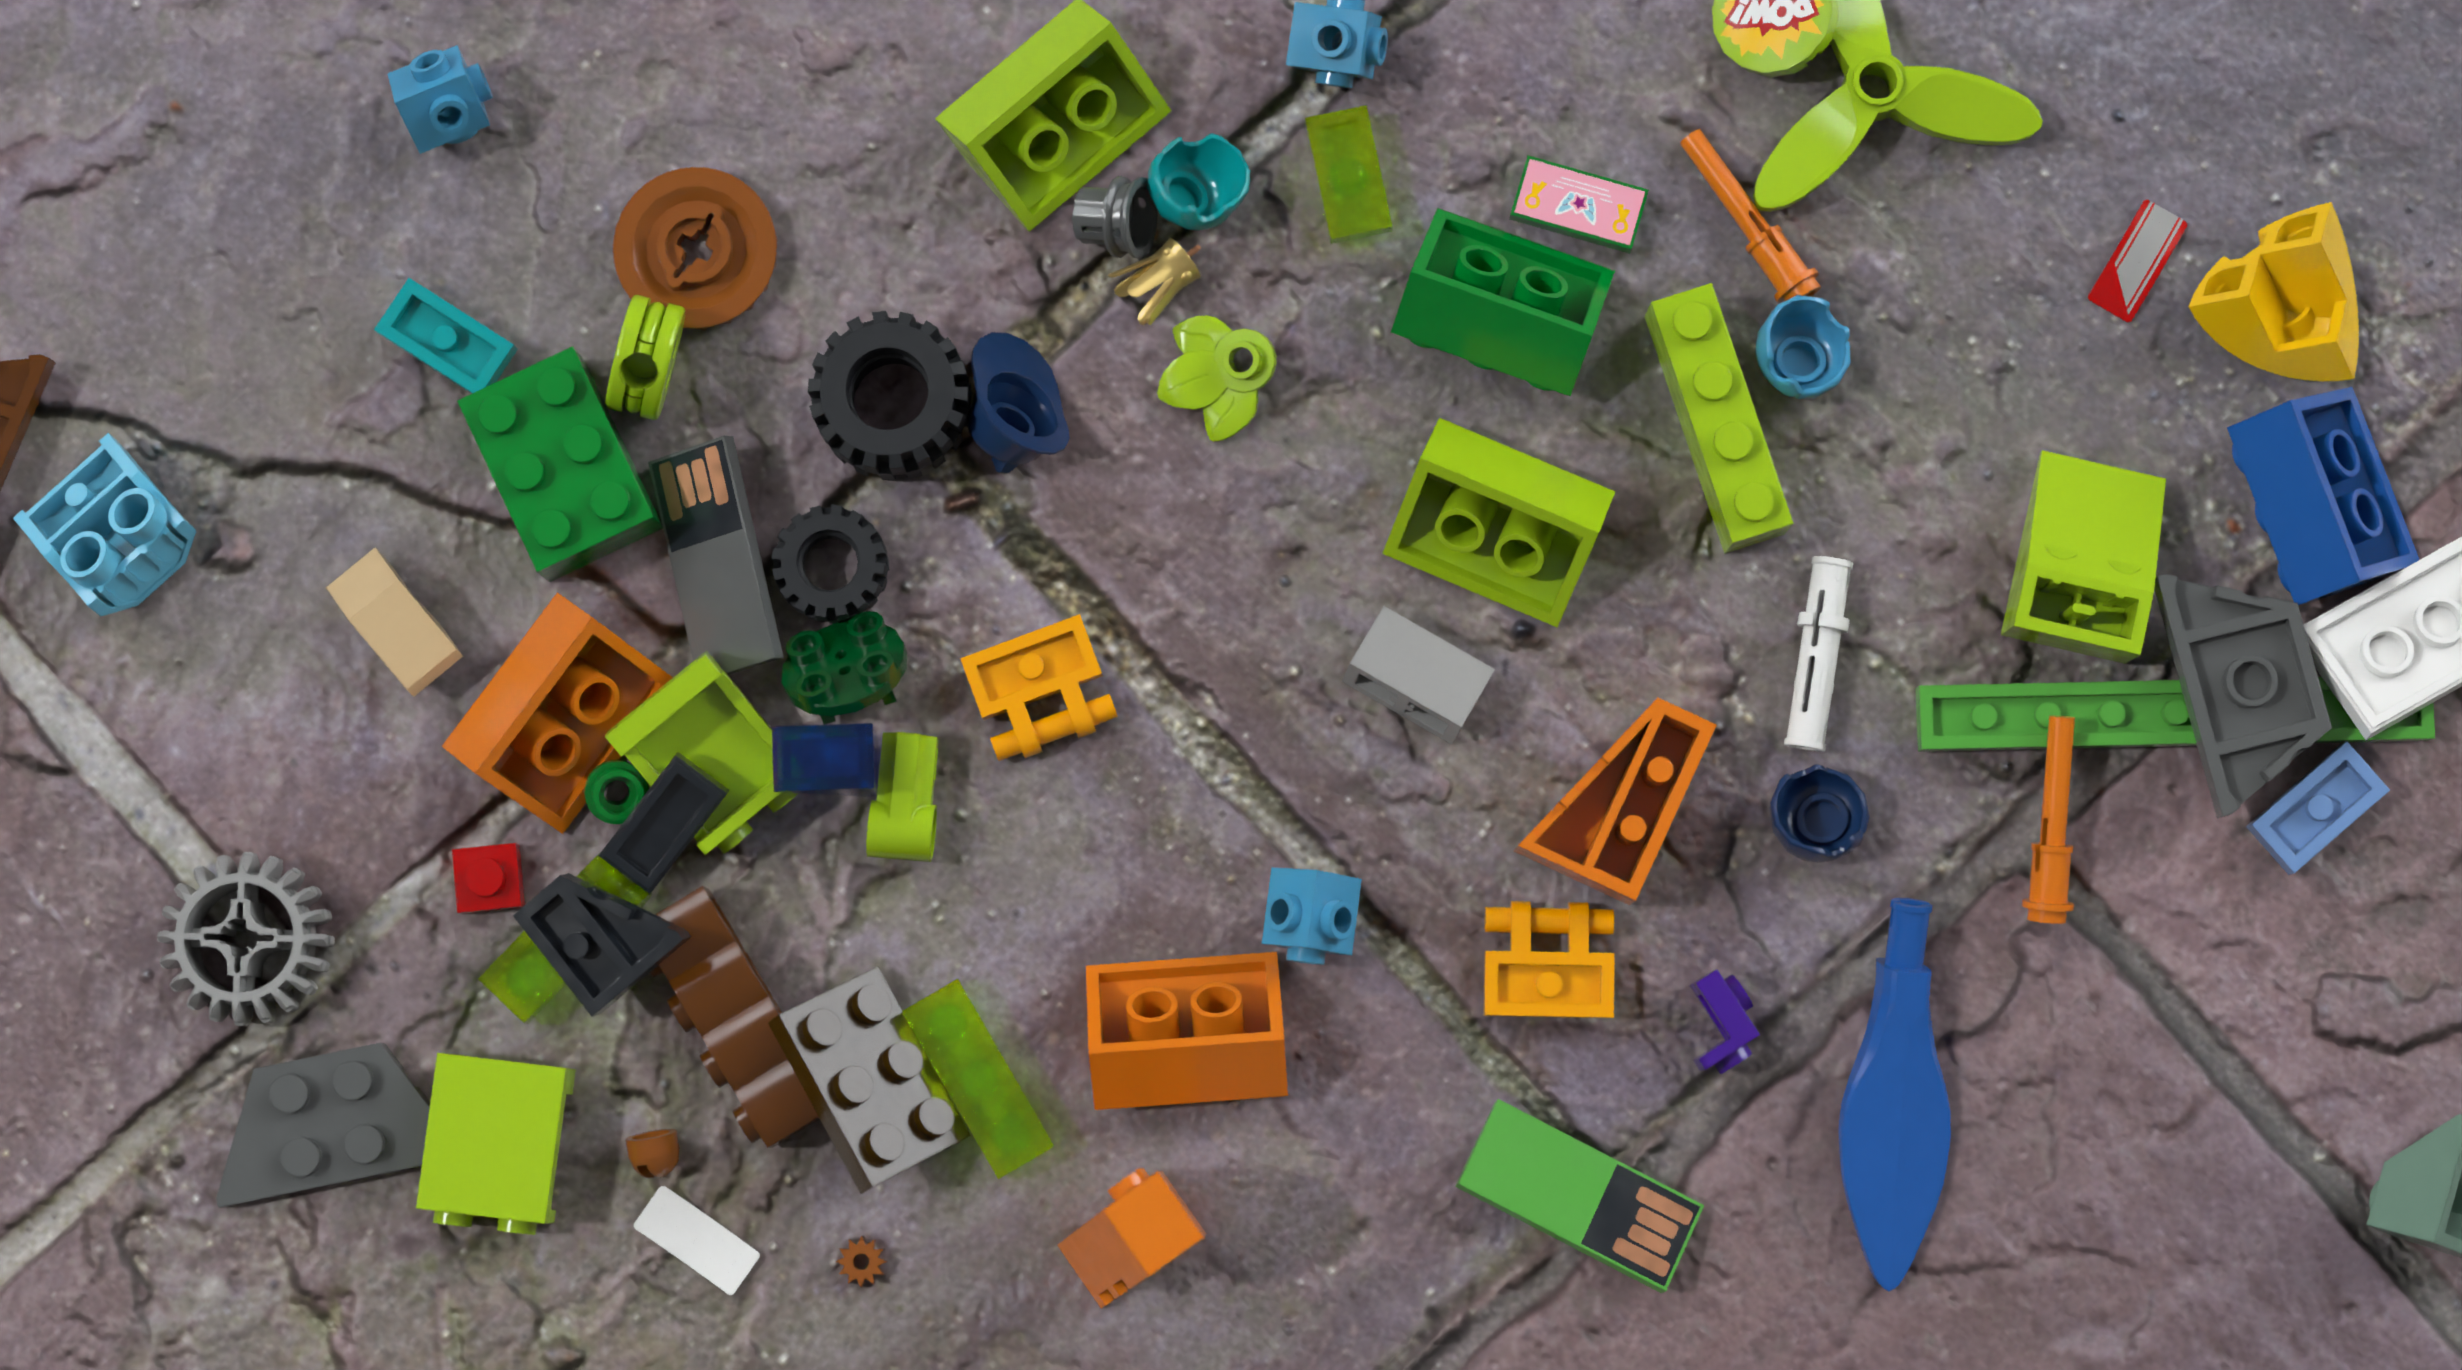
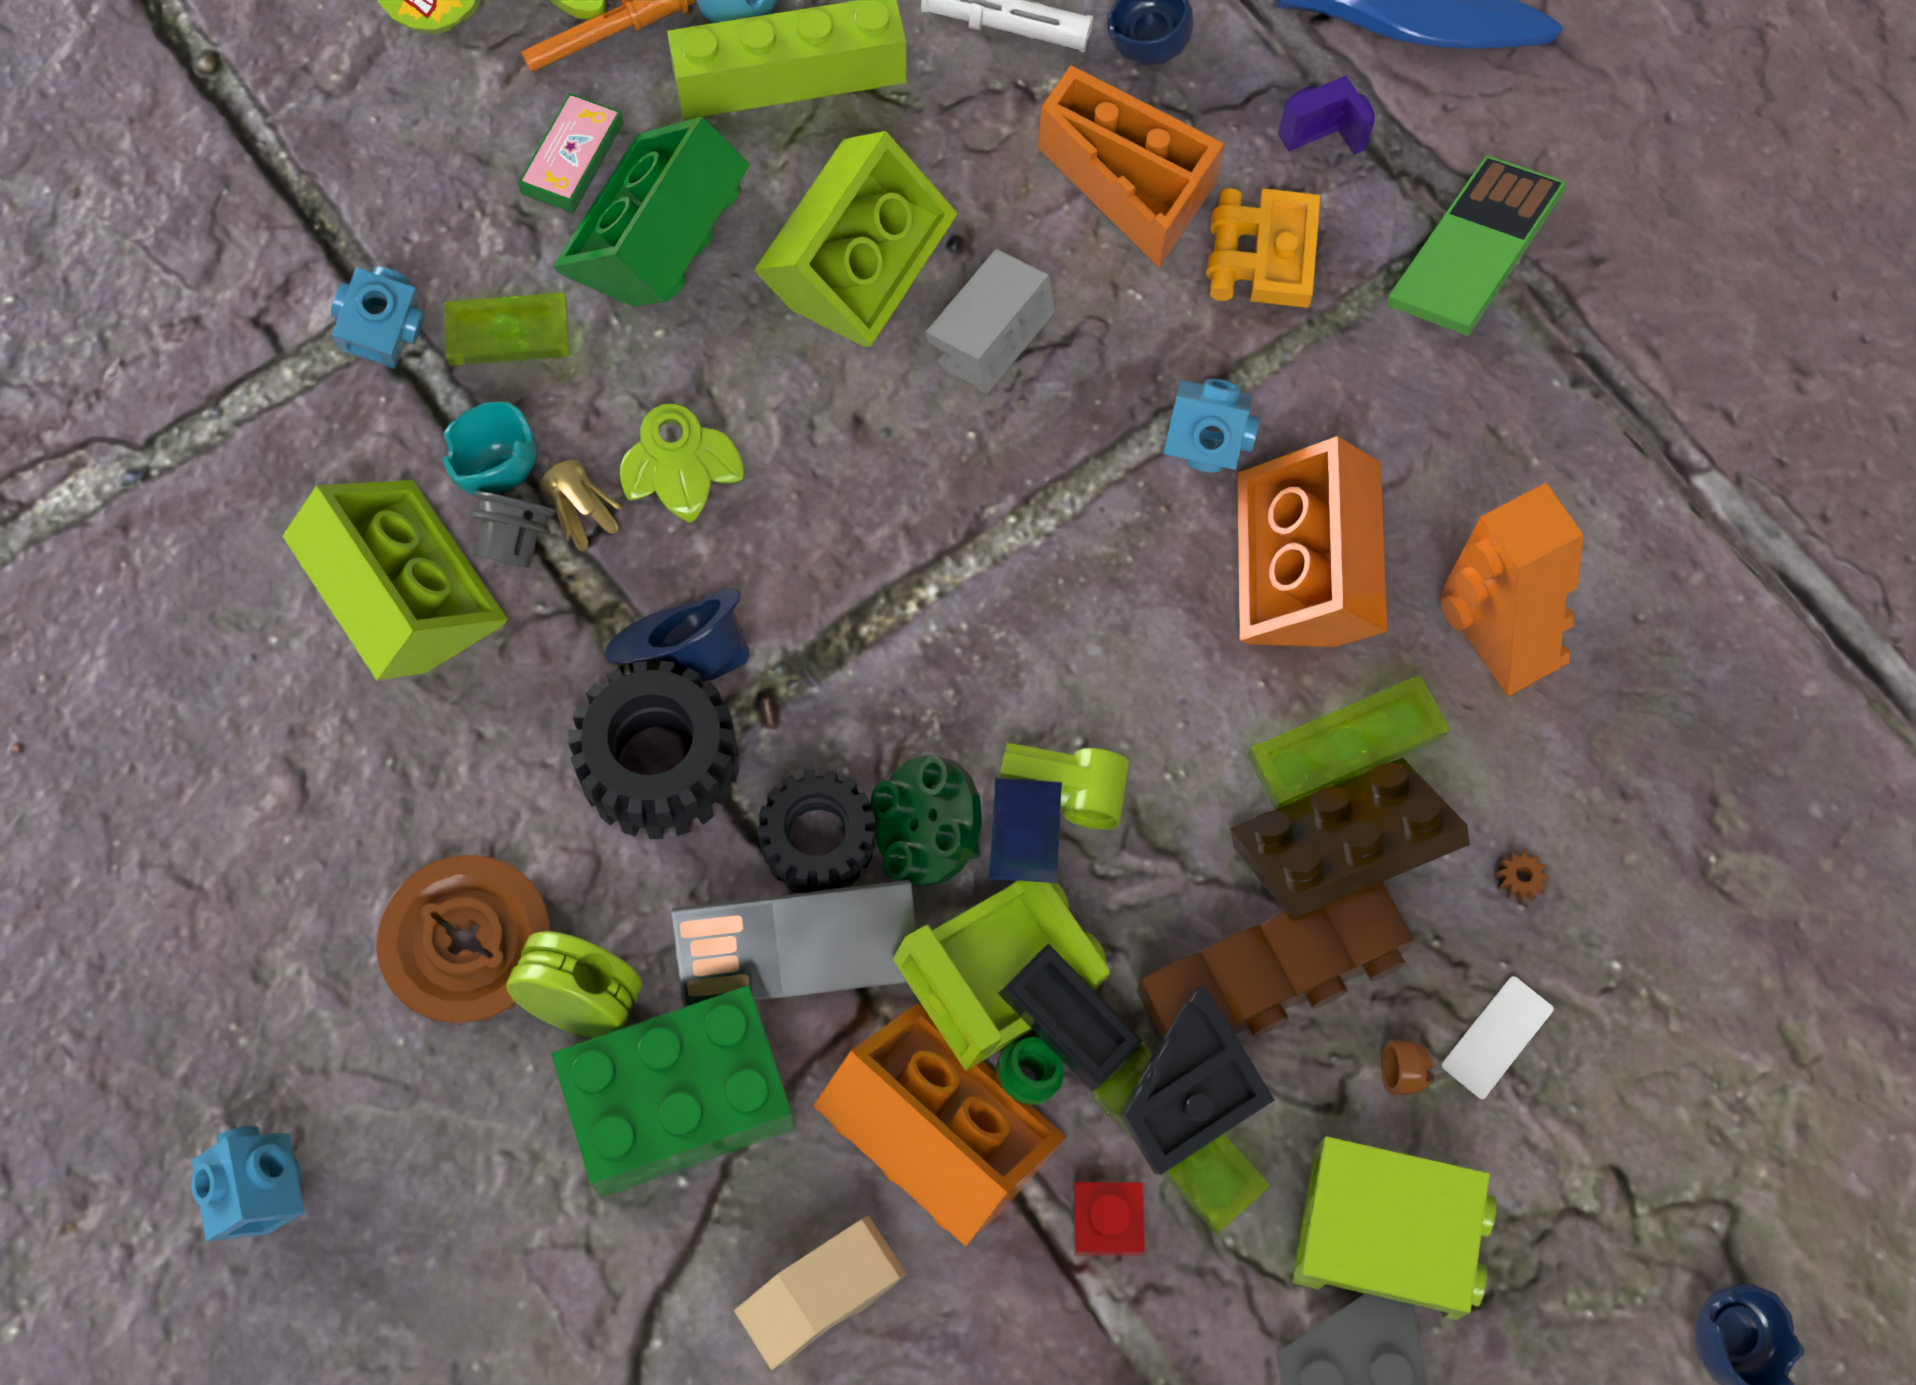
camera: 90 degrees left, 15 degrees down
(445, 338) = (515, 1209): teal plate -> none
(1031, 669) = (947, 654): light orange plate -> none

